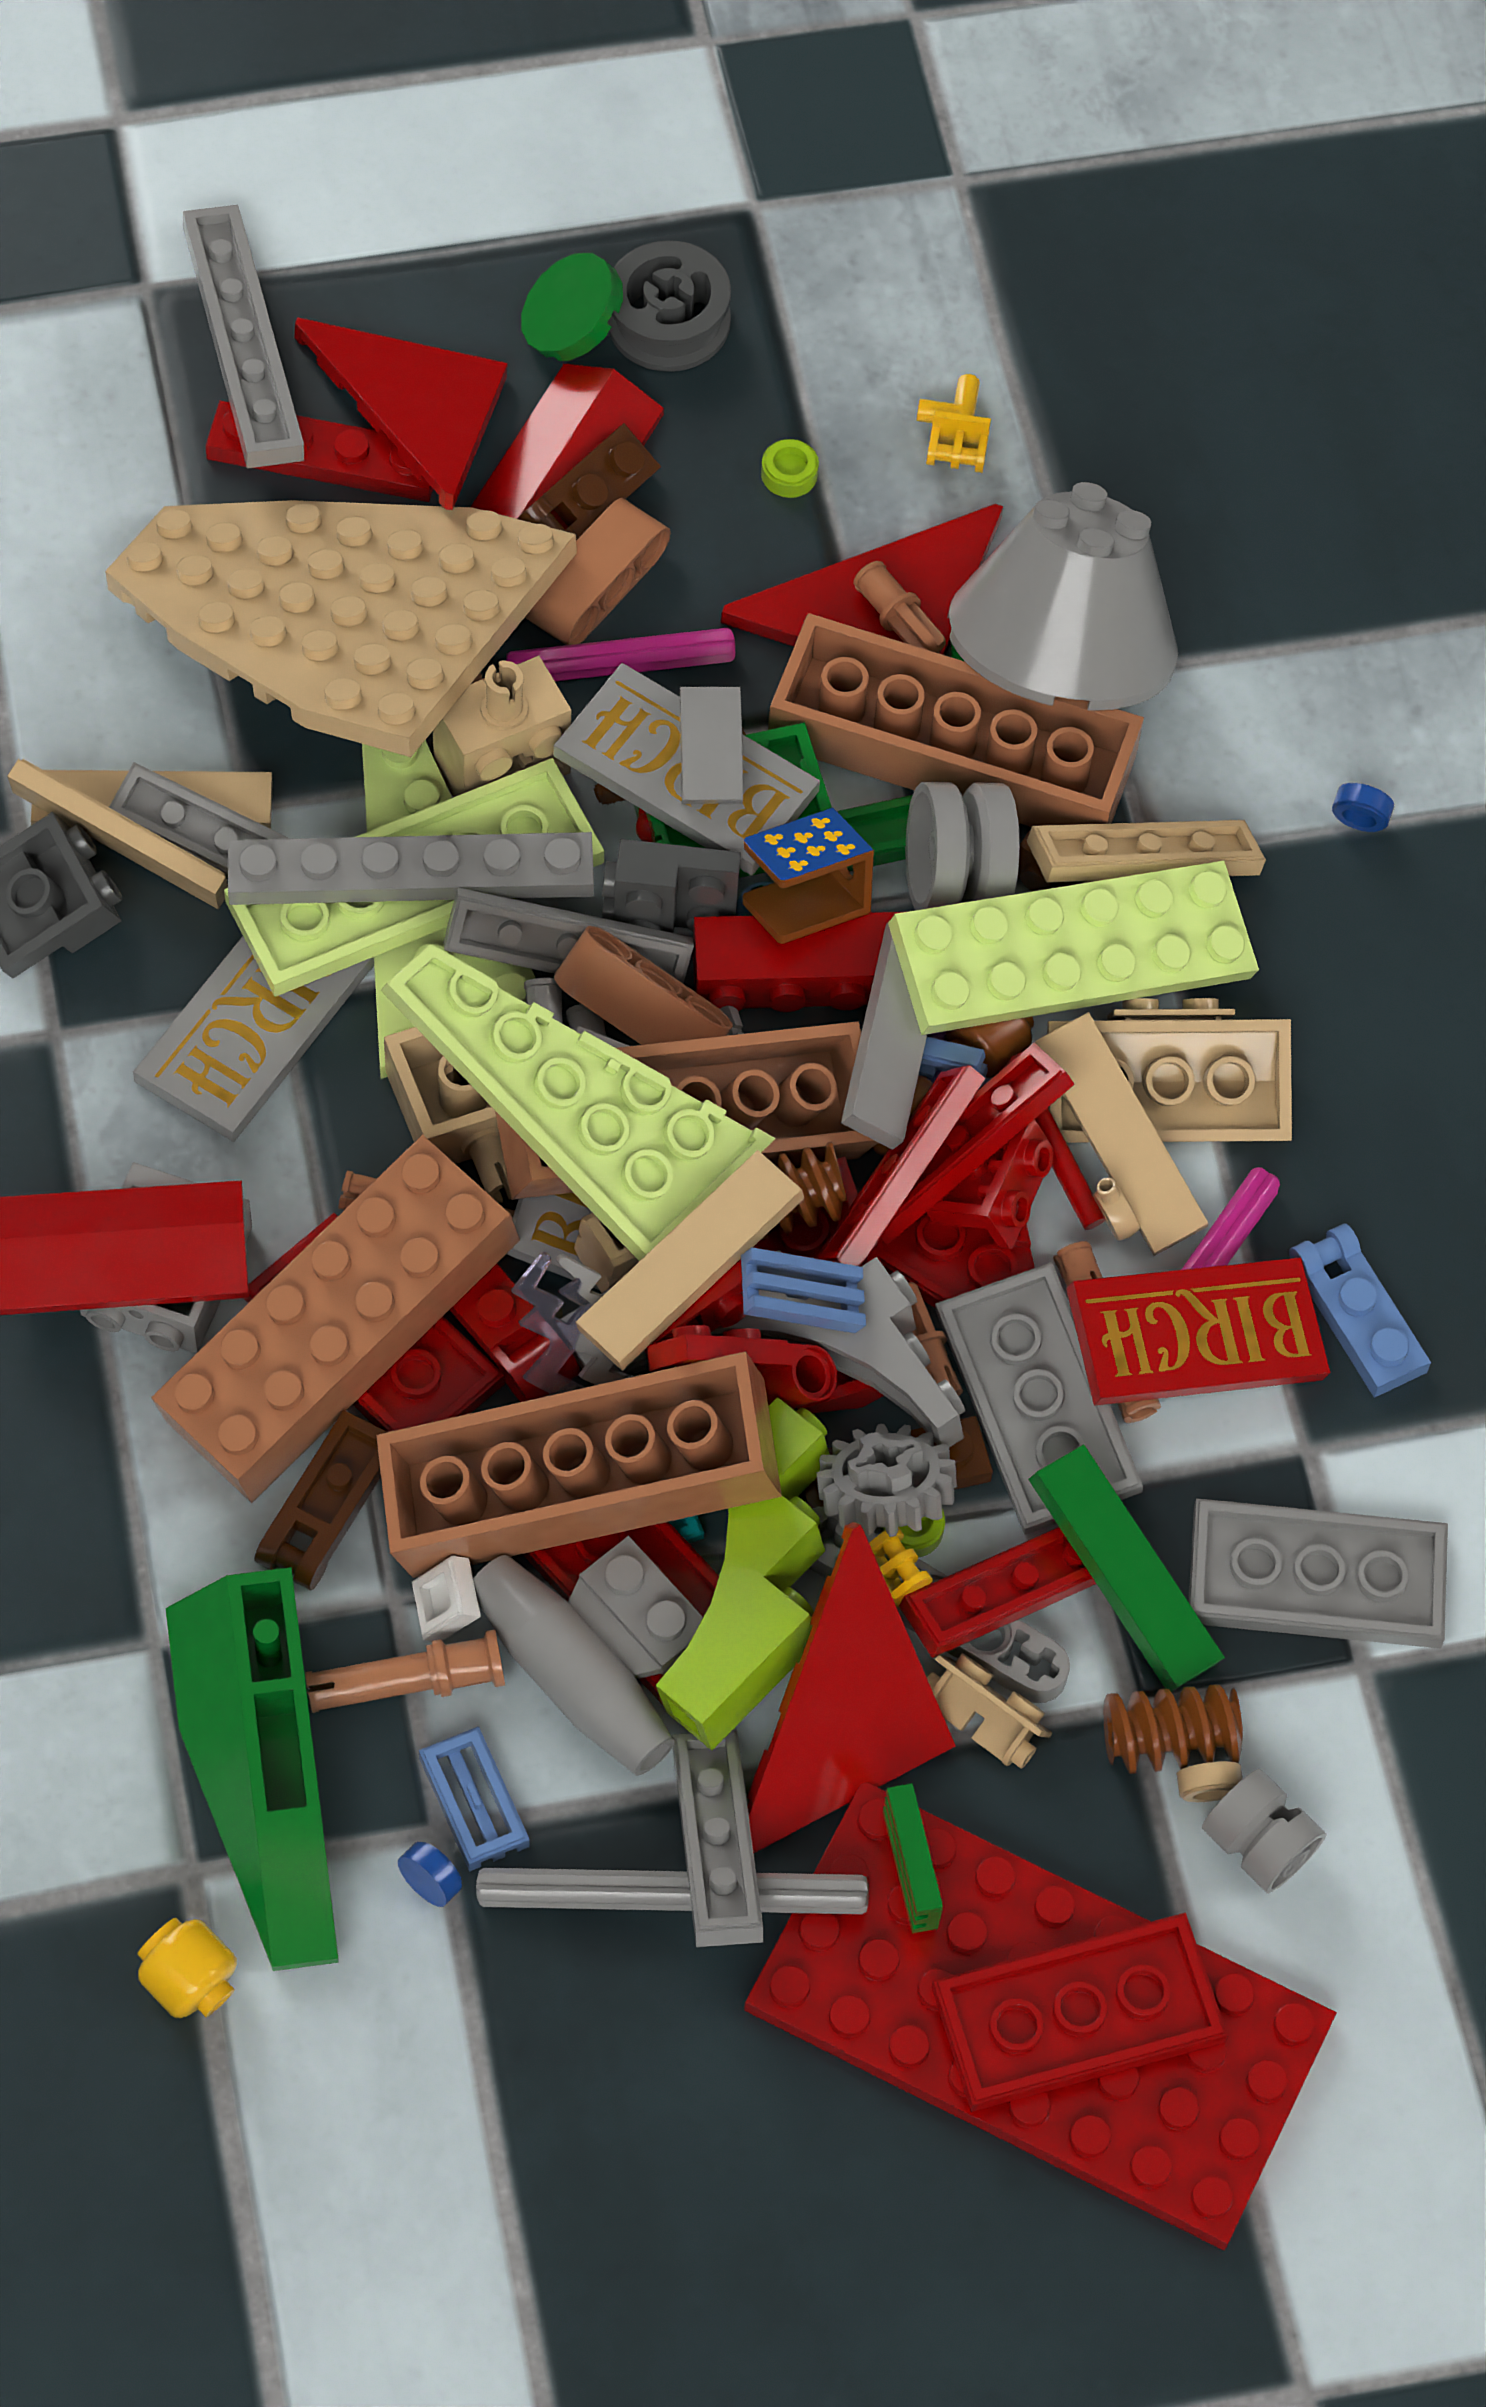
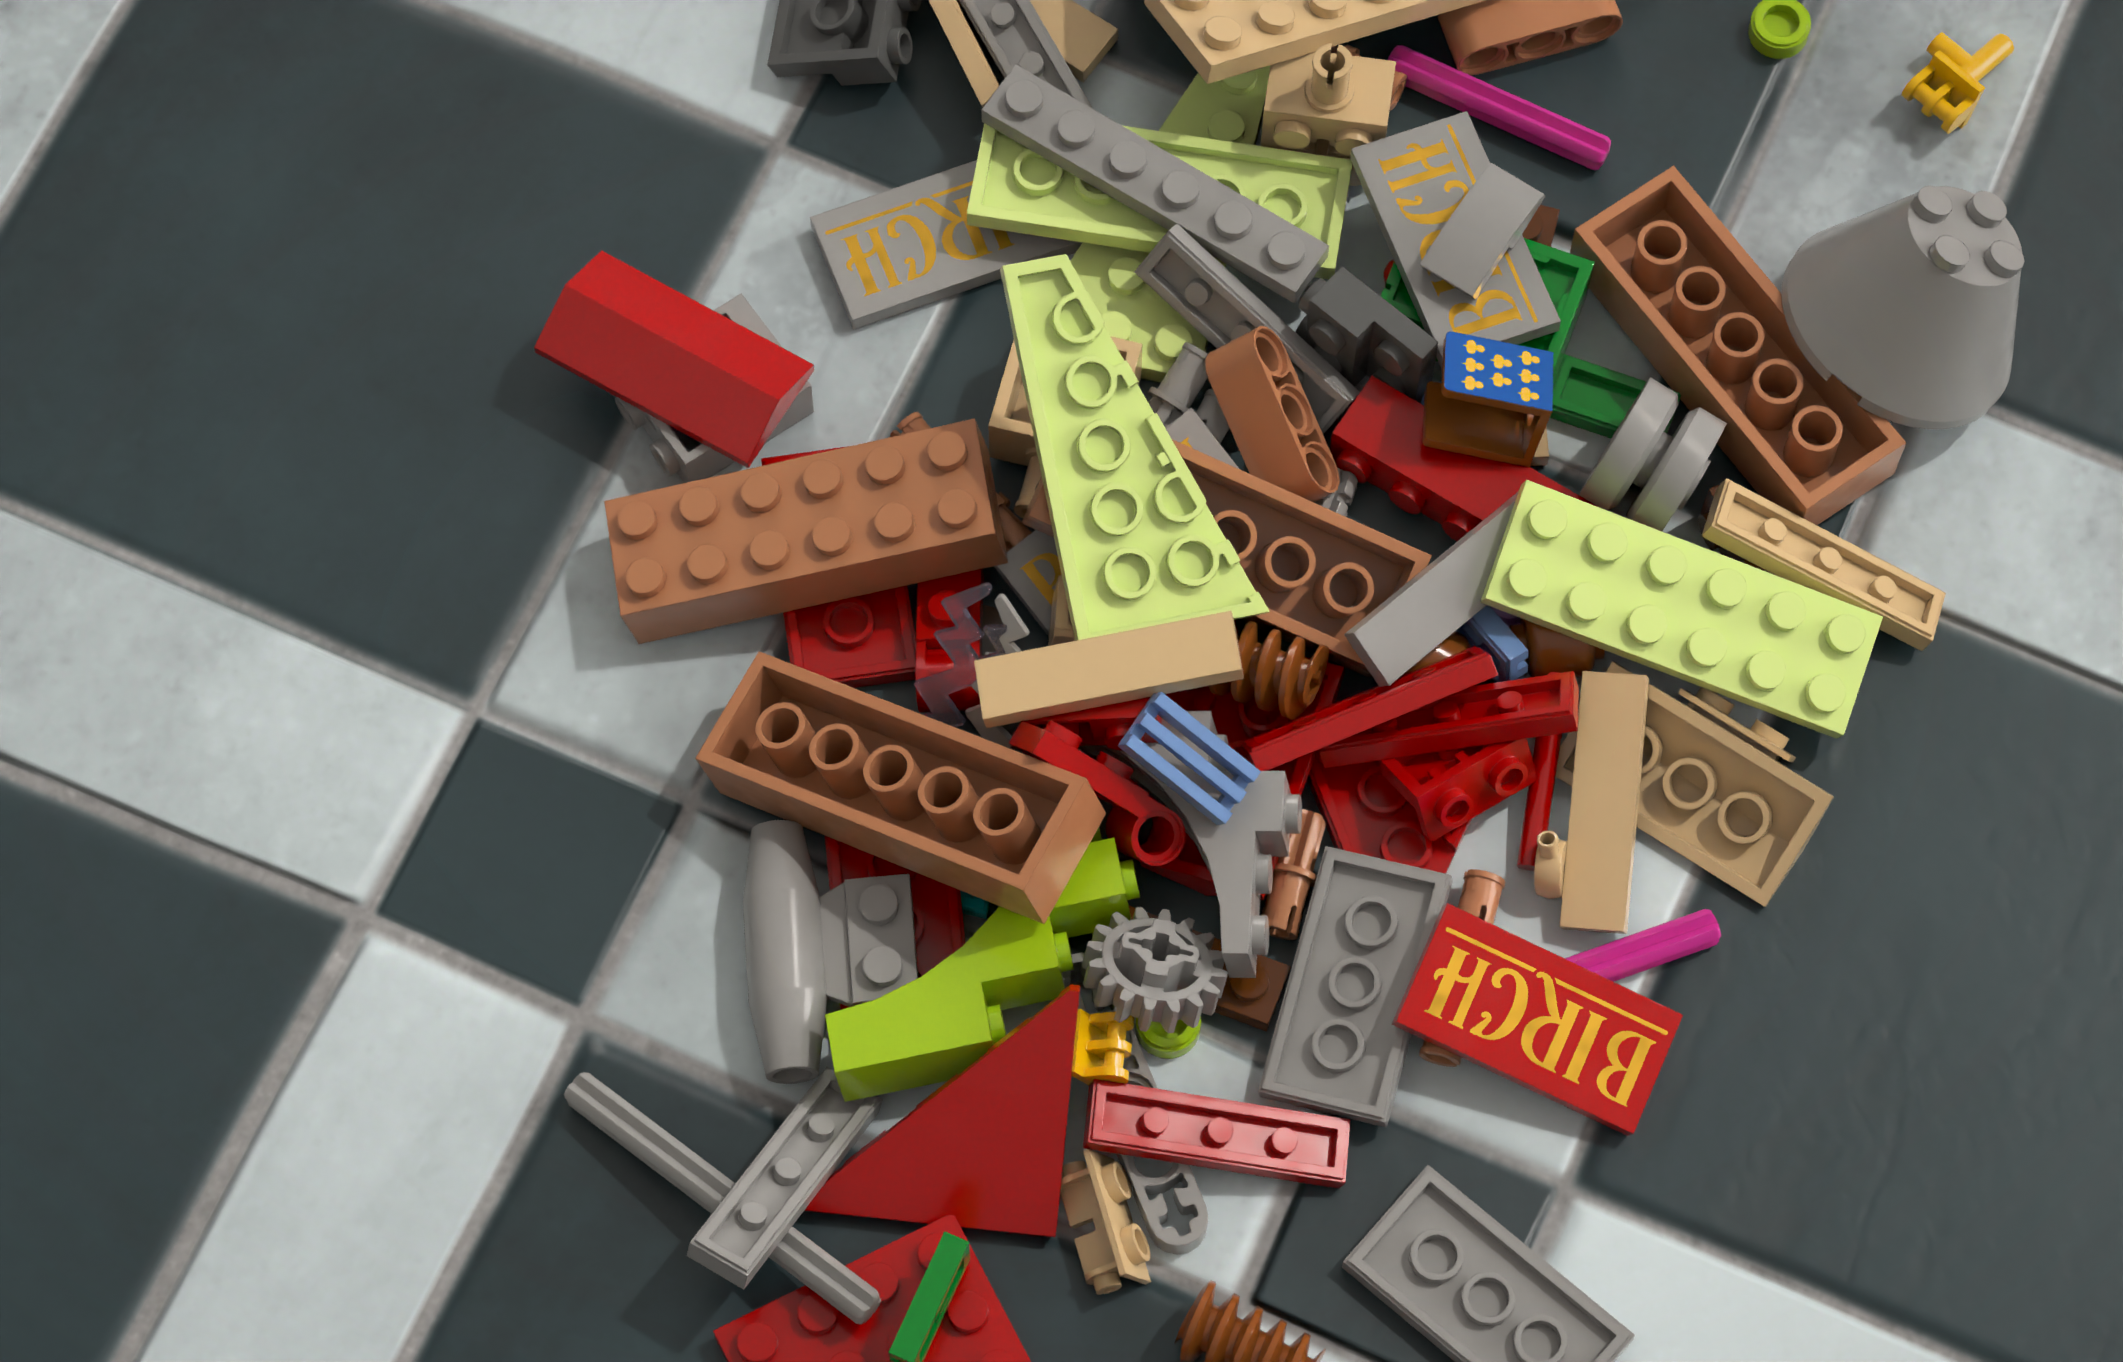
camera: 40 degrees right, 5 degrees up
(187, 1968) = (290, 993): yellow head -> none
(254, 1754) = (477, 857): green wedge -> none
(324, 1501) = (687, 681): reddish brown plate -> none
(430, 1873) = (541, 1048): blue tile -> none
(437, 1669) = (675, 881): nougat pin -> none
(446, 1598) = (725, 827): white tile -> none
(494, 1846) = (616, 1062): medium blue tile -> none
(898, 609) = (1768, 212): nougat axle -> none
(924, 563) = (1771, 190): red tile -> none
(1126, 1568) = (1312, 1184): green tile -> none
(1361, 1312) = (1706, 1098): medium blue plate -> none
(1362, 807) = (2062, 648): blue tile -> none

